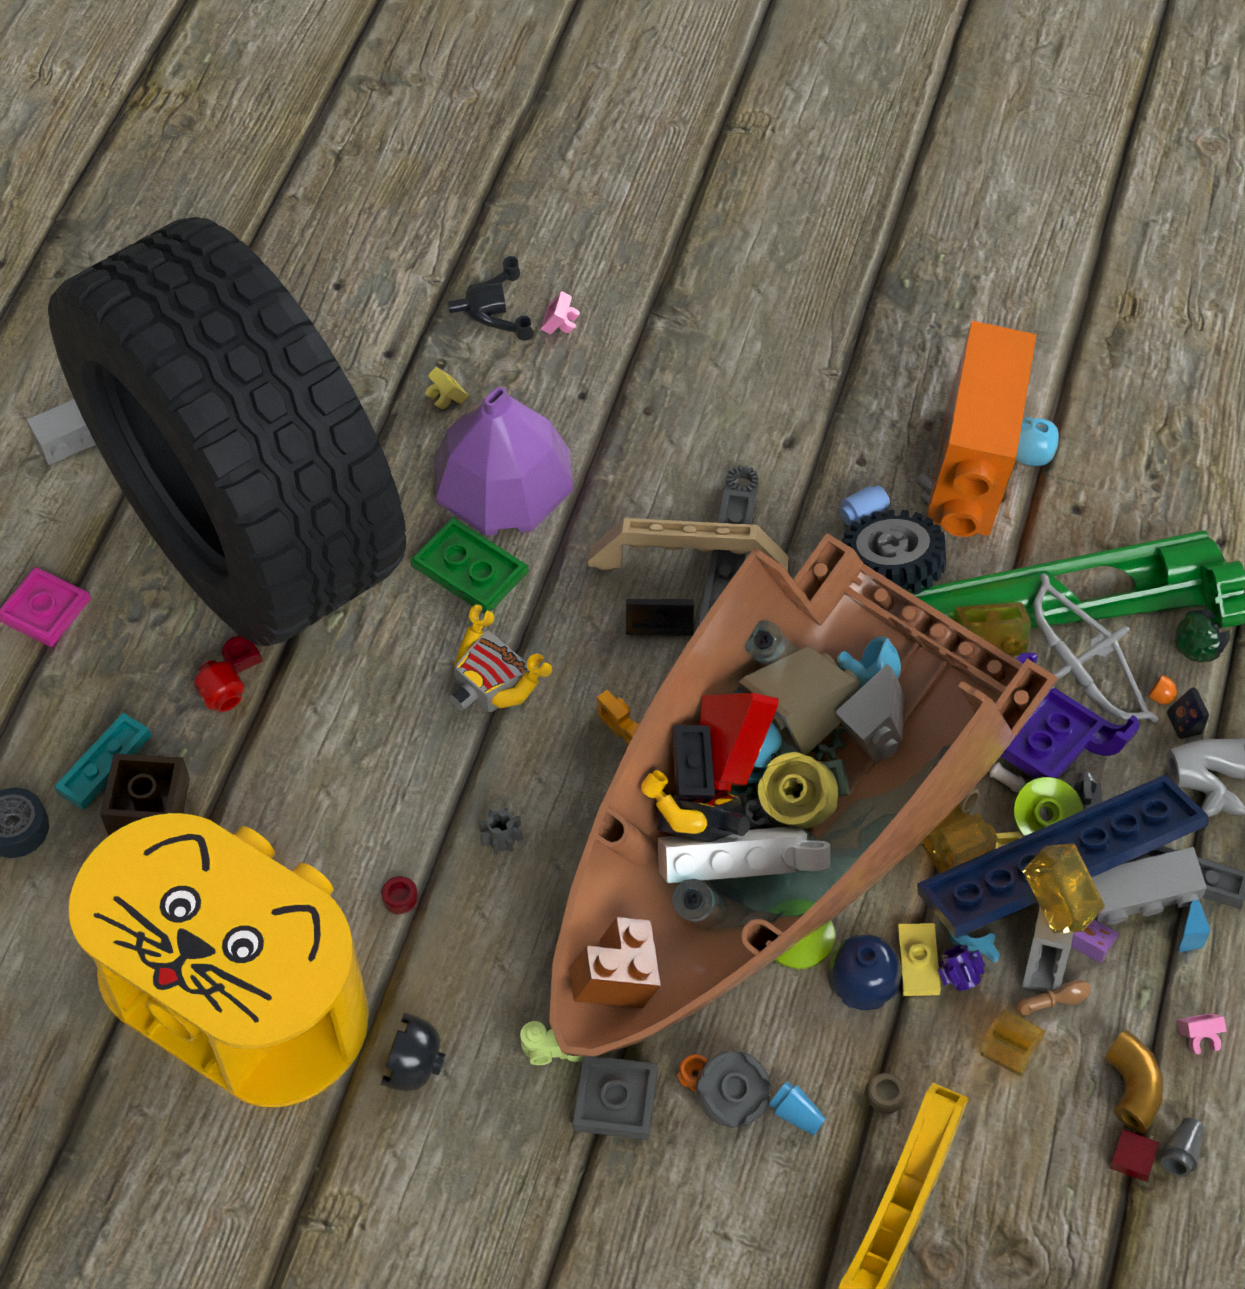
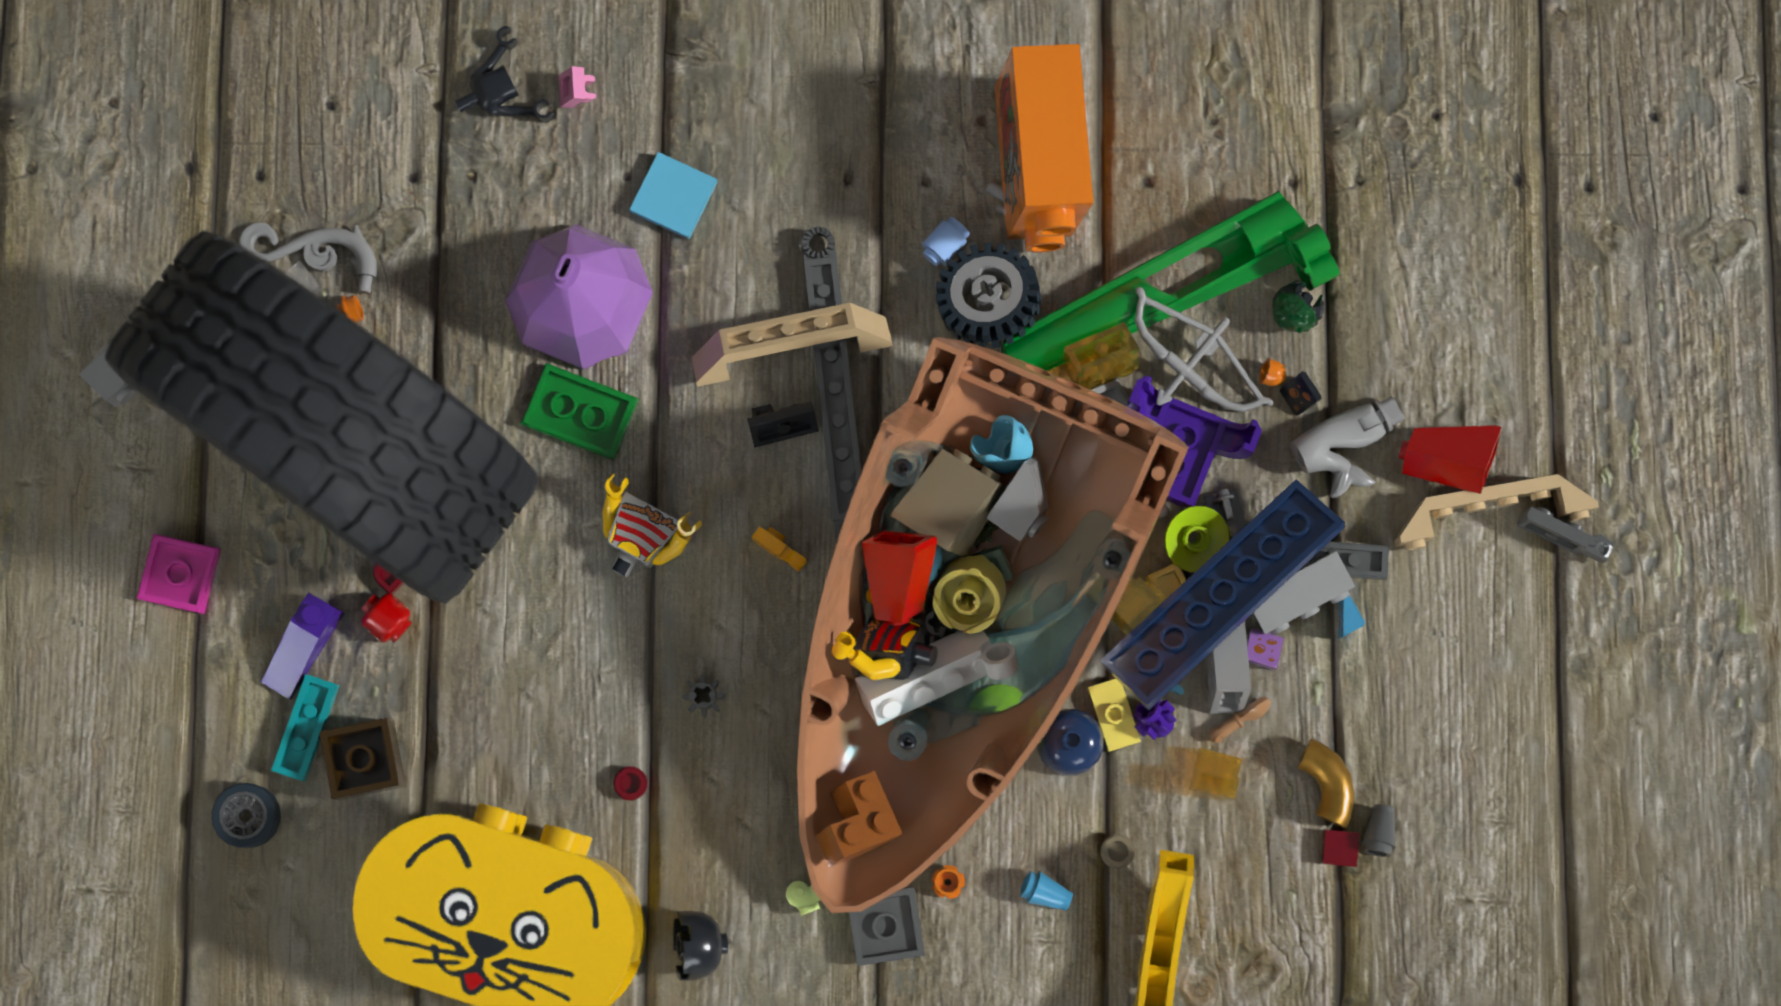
camera: 20 degrees left, 25 degrees up
(132, 686) = (301, 644): none -> slope
(446, 387) = (491, 209): light yellow tile -> none
(619, 417) = (673, 195): none -> medium azure tile
(692, 762) = (871, 613): black hinge -> none
(733, 1089) = (985, 890): dark grey tile -> none
(1036, 443) = (1100, 121): medium azure helmet -> none
(1064, 888) = (1235, 645): clear yellow brick -> none
(1200, 1027) = (1374, 714): bright pink tile -> none

